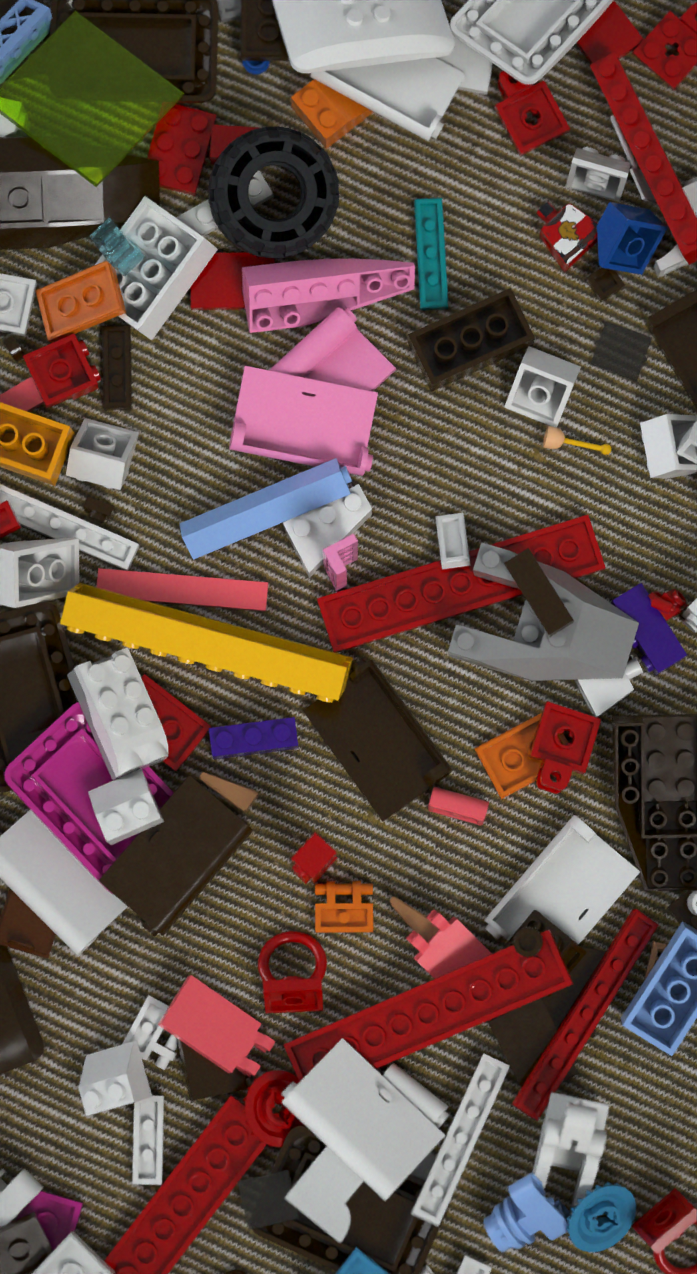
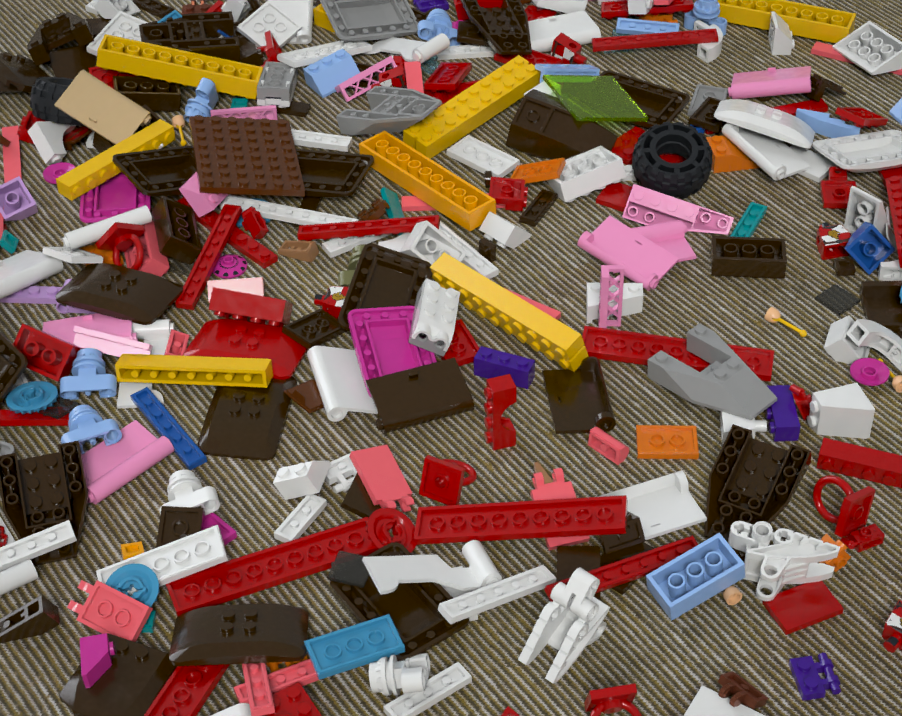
camera: 30 degrees right, 40 degrees down
(116, 247) = (572, 154): clear light blue plate -> none
(125, 807) = (405, 354): white slope -> none
(234, 793) = (475, 385): medium nougat slope -> none
(265, 508) = (574, 274): light blue brick -> none
(344, 917) = (503, 463): orange plate -> none
(367, 1133) = (440, 549): white door -> none
(452, 541) = (680, 331): white tile -> none
(524, 1214) = (501, 655): light blue beam -> none
(528, 941) = (609, 495): dark brown tile -> none
(539, 592) = (721, 348): dark brown tile -> none
(542, 386) = (779, 291): white slope -> none
(558, 758) = (684, 441): red plate -> none
(601, 1233) = (549, 675): dark azure gear -> none

